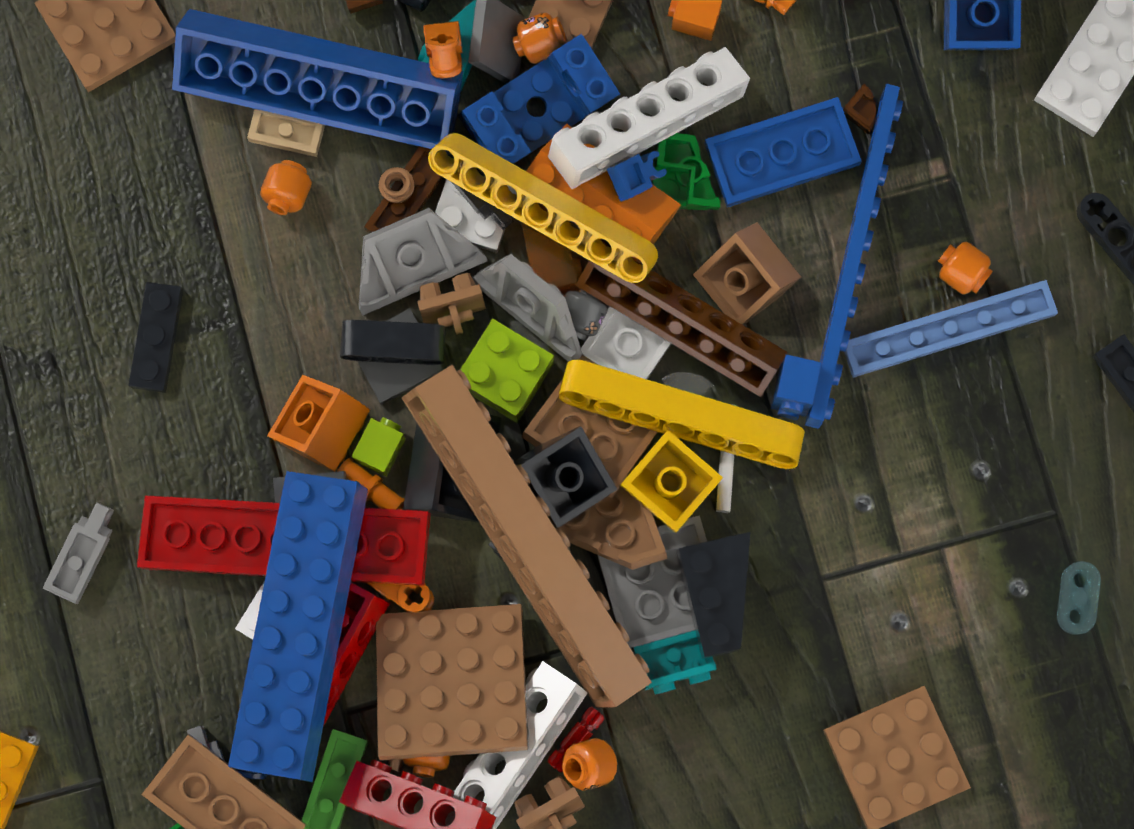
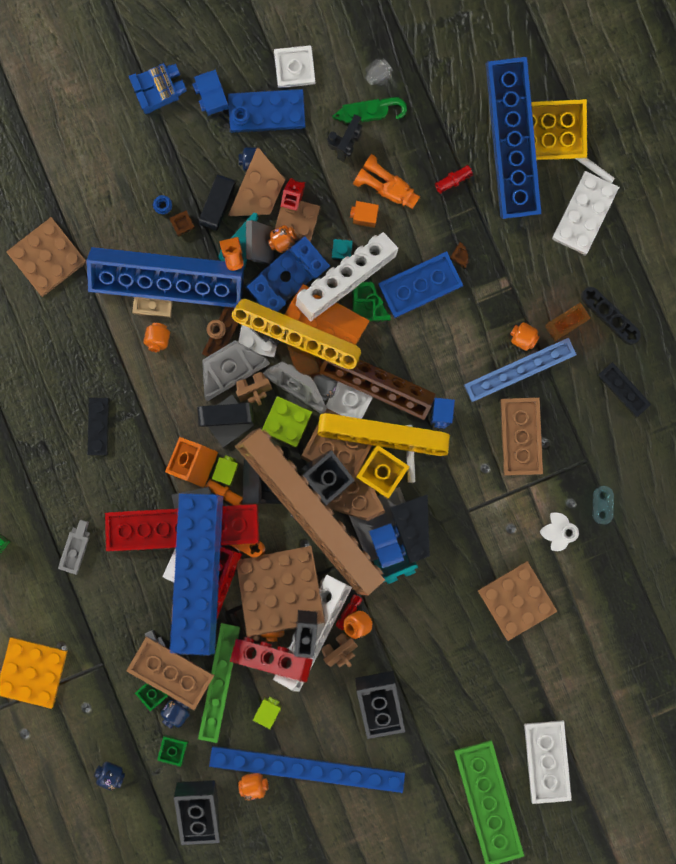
camera: 10 degrees left, 5 degrees up
(489, 764) = (306, 633): none -> black brick
(634, 175) = (343, 309): blue plate -> none
(644, 69) = (341, 249): none -> teal plate
(663, 620) = (386, 545): none -> blue brick
(687, 382) = (384, 416): clear tile -> none
(746, 274) = (409, 354): medium nougat slope -> none
(858, 241) = (466, 329): blue plate -> none
(938, 451) = (521, 436): none -> medium nougat plate
(986, 635) = (556, 532): none -> white plate
(1048, 250) = (567, 322): none -> clear orange brick

